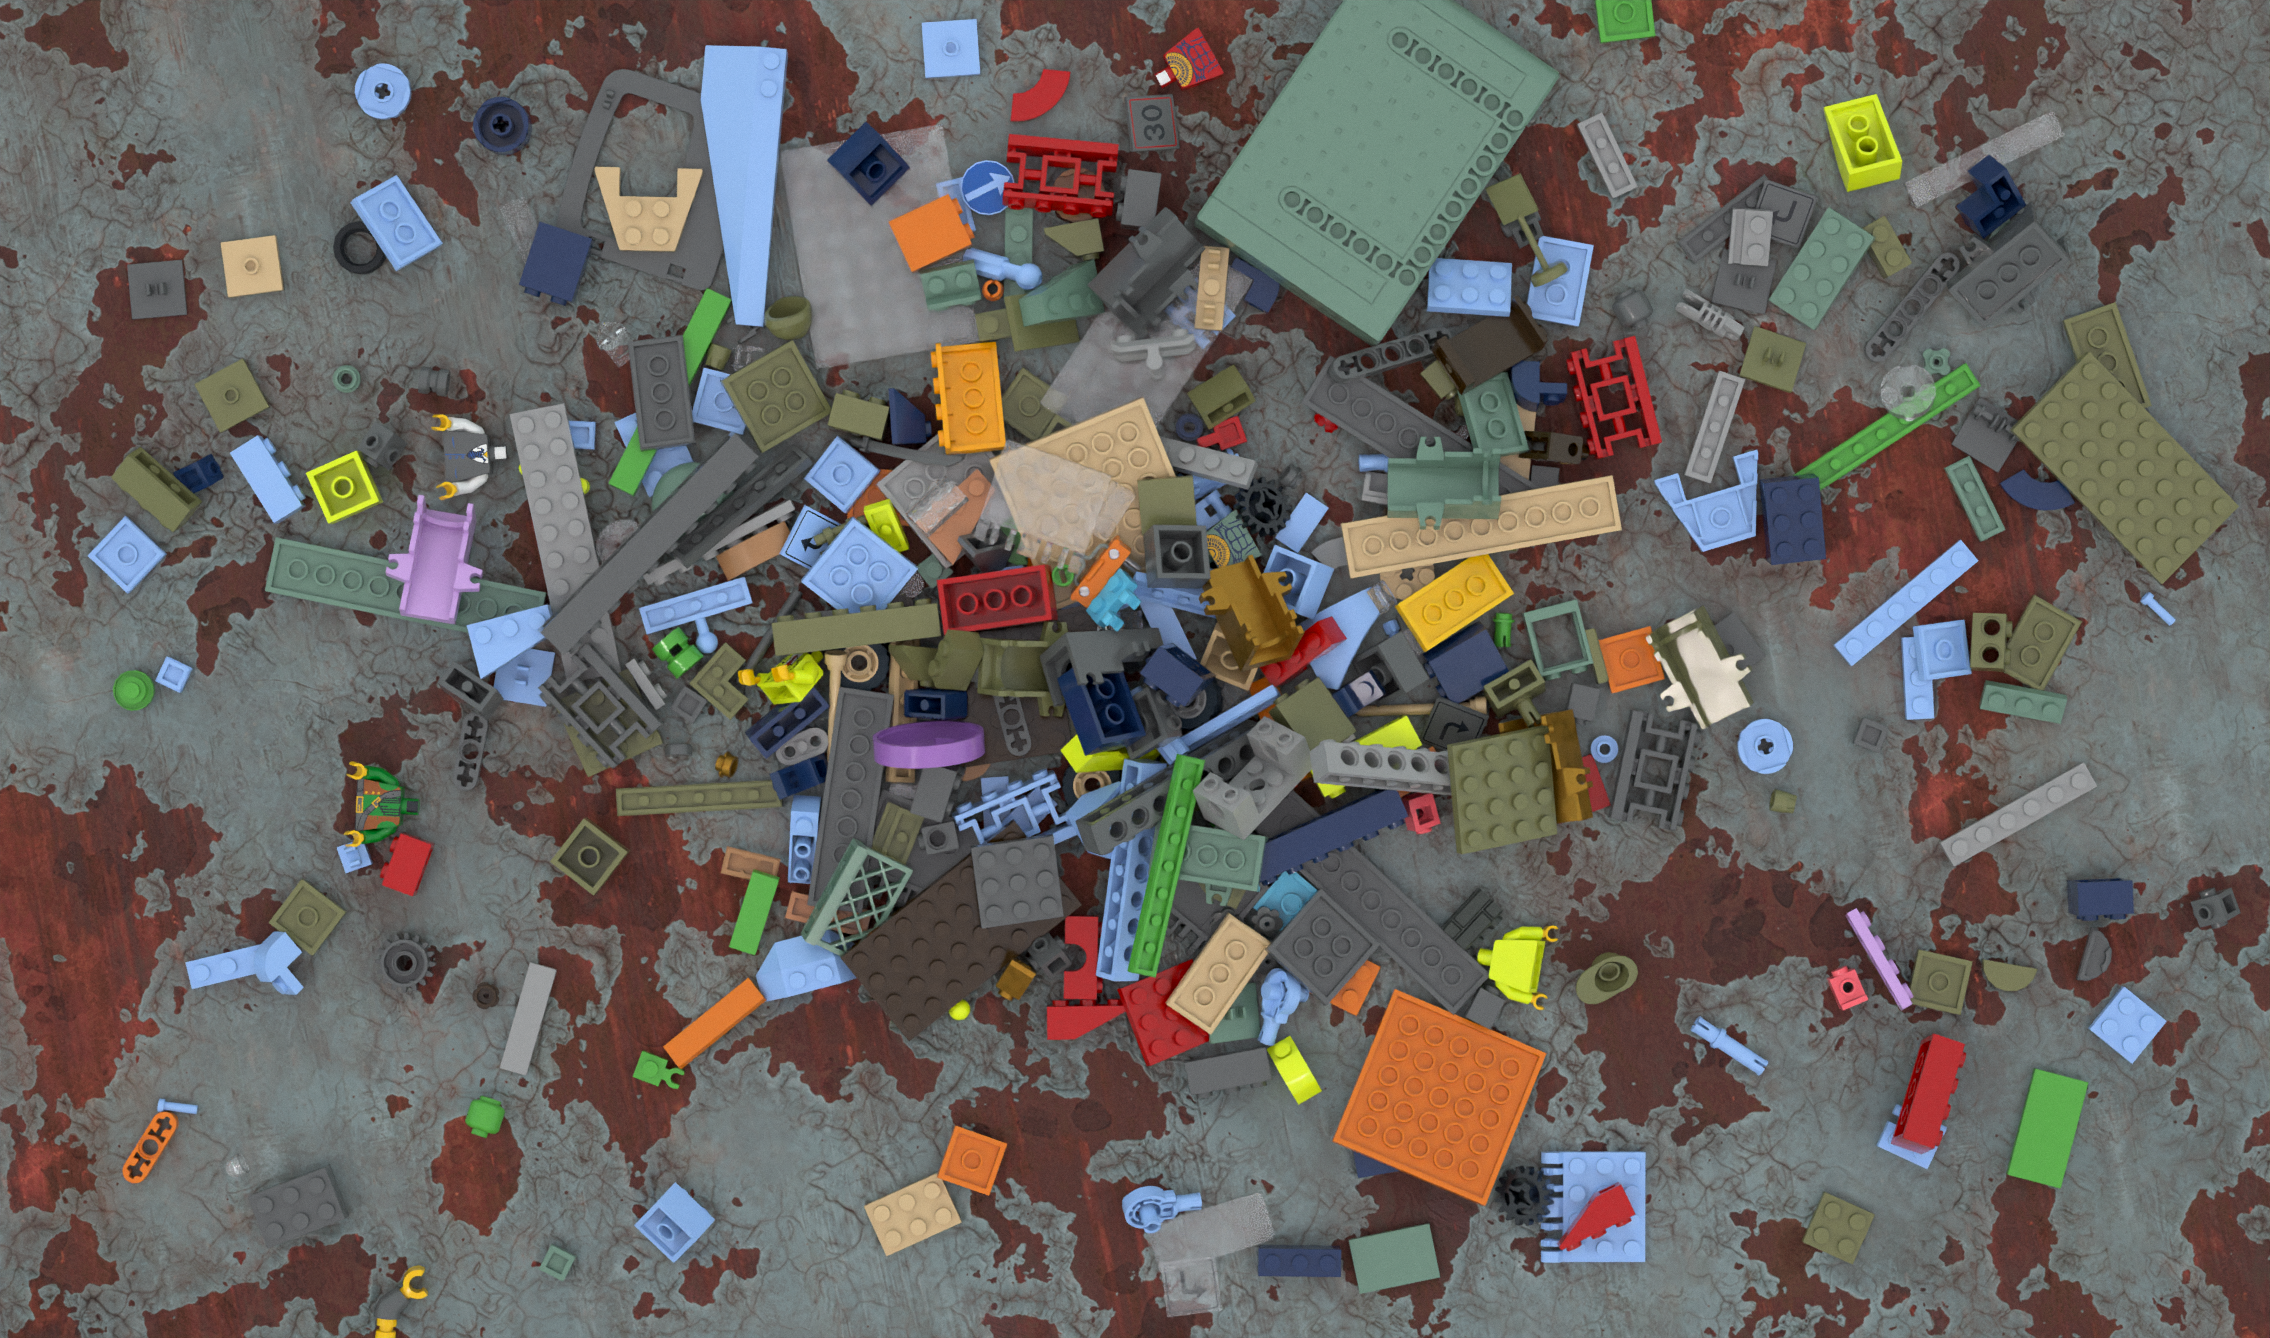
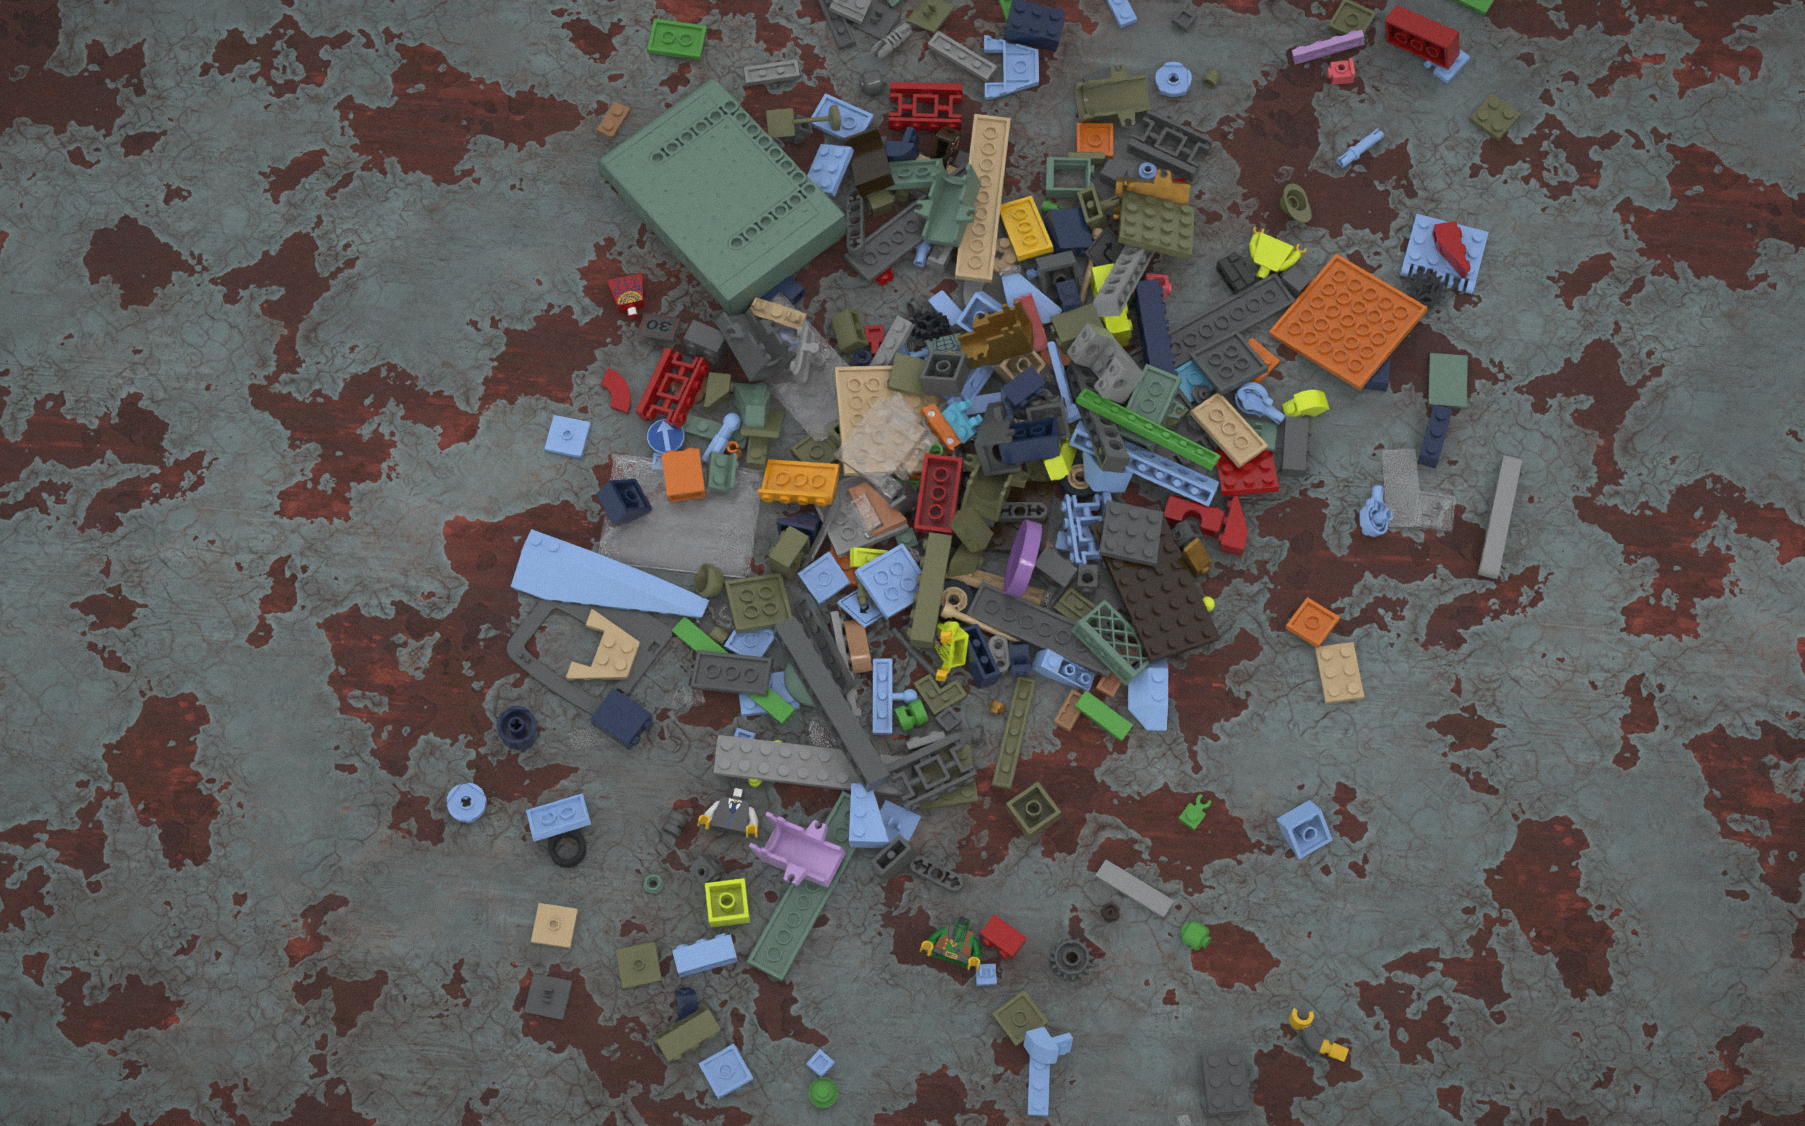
camera: 75 degrees left, 20 degrees down
(557, 1262) = (1312, 916): sand green plate -> none
(714, 1023) = (1172, 764): orange tile -> none
(935, 704) = (996, 557): dark blue brick -> none

